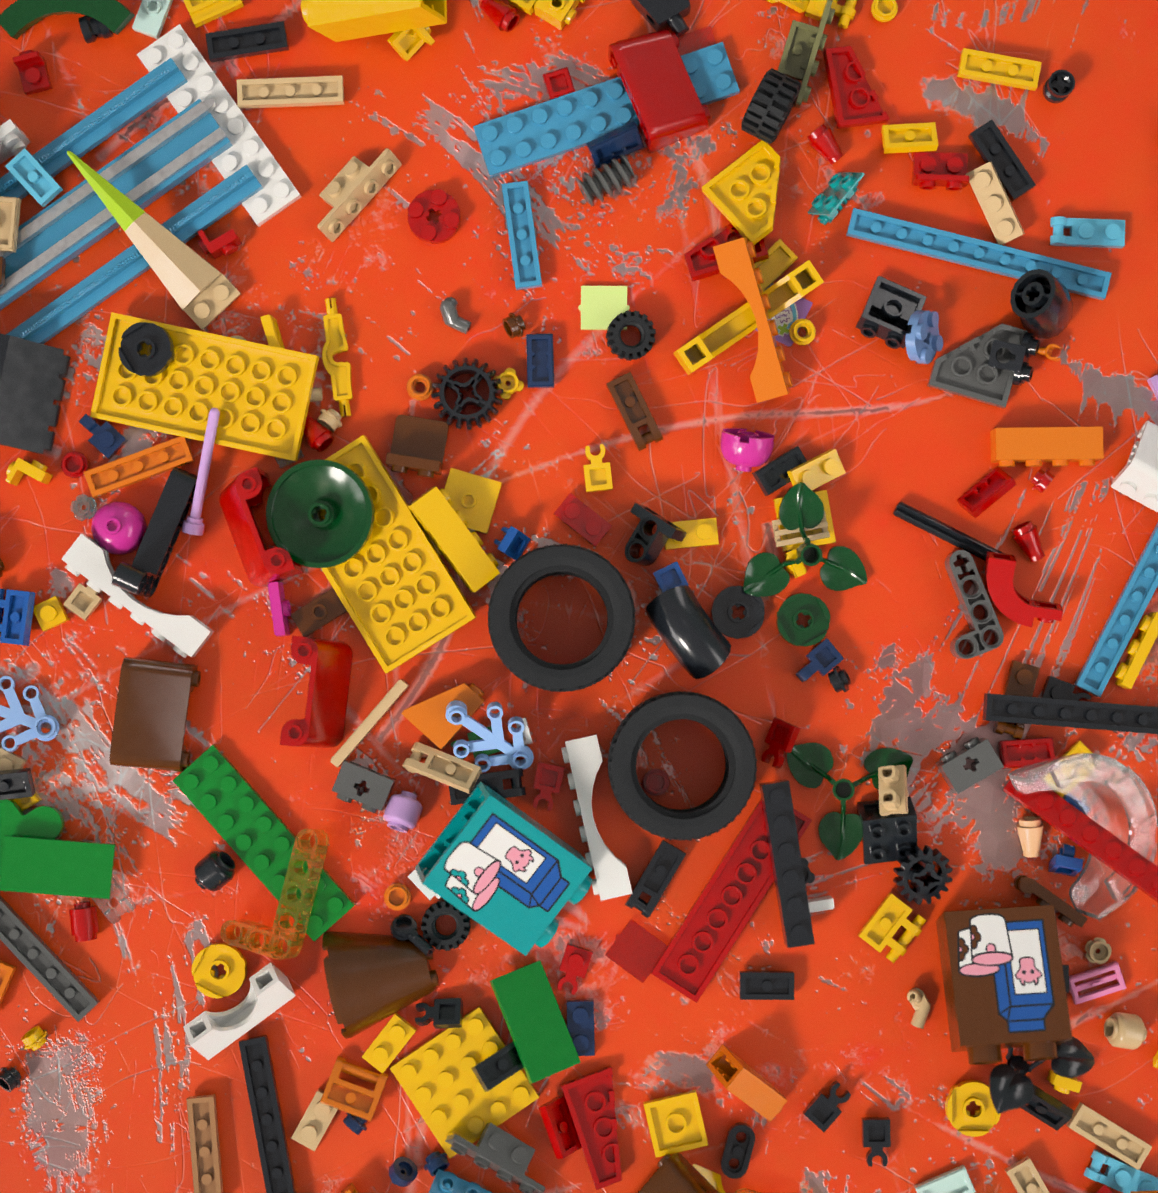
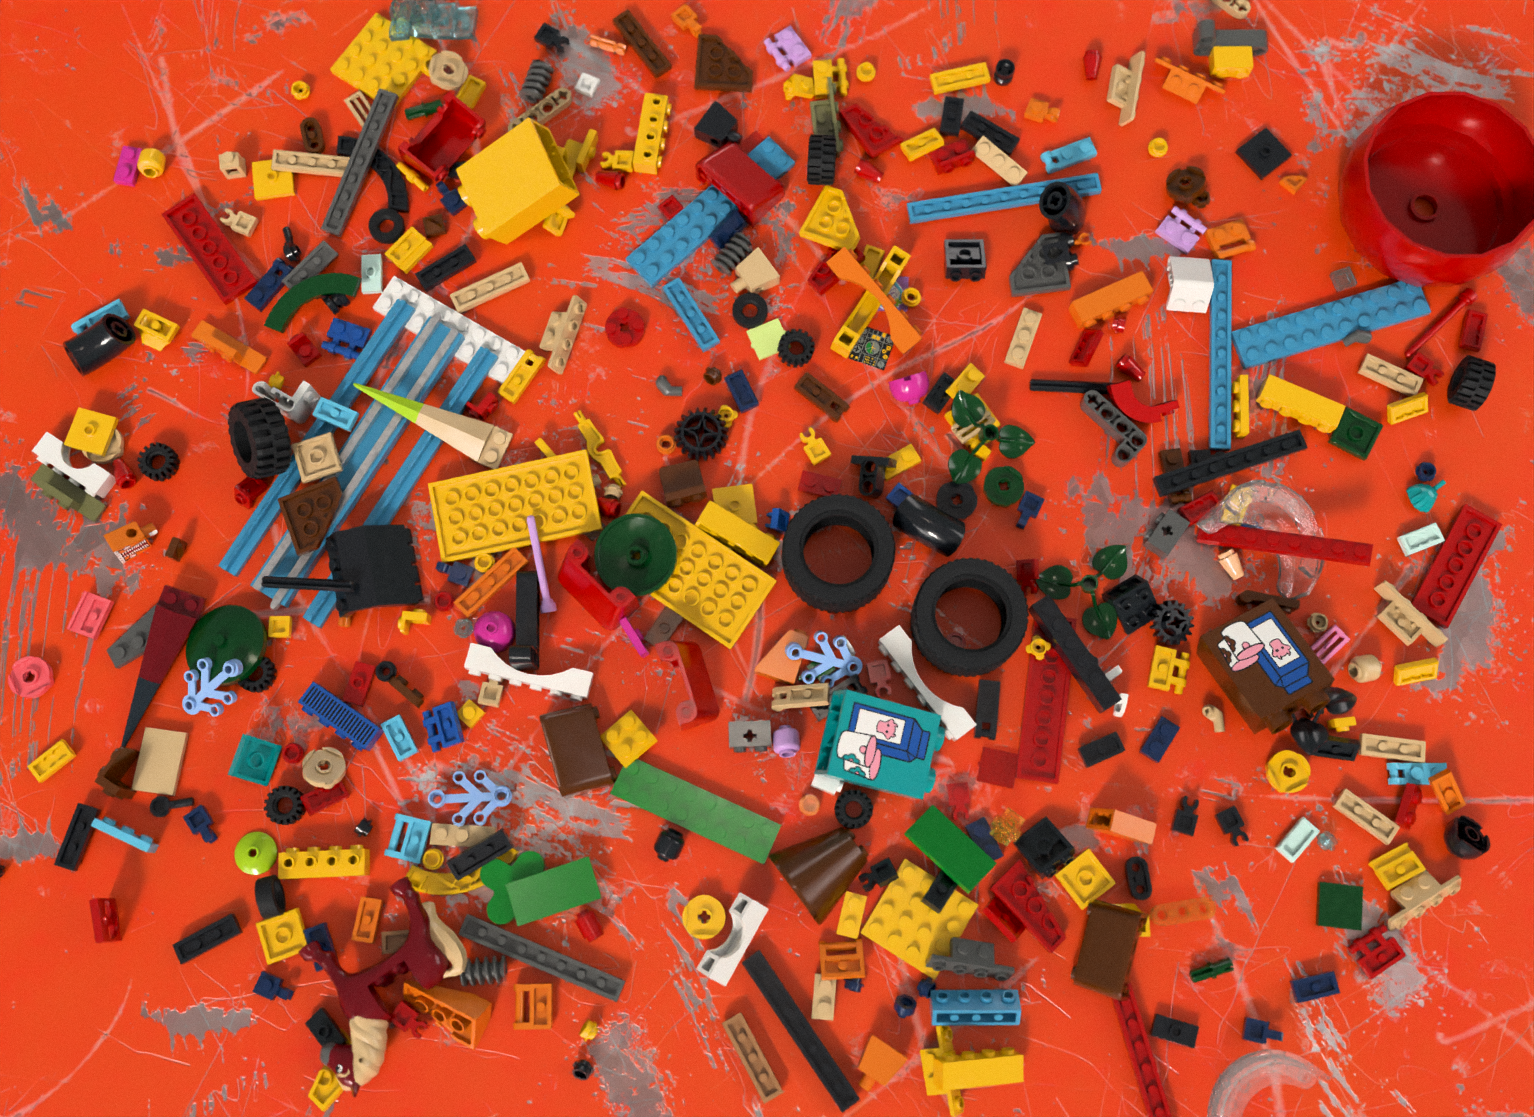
camera: 25 degrees left, 10 degrees down
(95, 75) = (347, 333): none -> blue plate
(141, 438) = (484, 562): none -> yellow plate
(161, 353) = (462, 485): black plate -> none
(220, 726) = (628, 738): none -> yellow plate
(281, 223) = (521, 376): none -> yellow plate
(288, 904) = (734, 842): clear yellow beam -> none
(369, 723) = (734, 688): tan tile -> none
(405, 928) = (825, 824): black plate -> none
(596, 245) = (750, 322): none -> black tyre
(612, 1026) = (1007, 827): none -> clear yellow brick
(623, 218) = (755, 274): none -> tan torso
(645, 1069) = (1045, 848): none -> black plate
(725, 376) = (872, 348): none -> sticker
(756, 835) = (1037, 641): none -> yellow plate
(819, 939) = (1120, 707): none -> white tile
(839, 679) = (1048, 514): black plate -> none
(840, 189) = (892, 198): teal hinge -> none
(841, 1003) = (1159, 739): none -> dark blue plate
(893, 790) = (1122, 571): tan hips -> none
(916, 444) = (1023, 338): none -> tan plate
(924, 337) = (995, 266): medium blue plate -> none
(964, 116) = (951, 116): none -> black plate
(1065, 862) = (1265, 571): blue tile -> none
(1078, 156) = (1038, 110): none -> orange plate

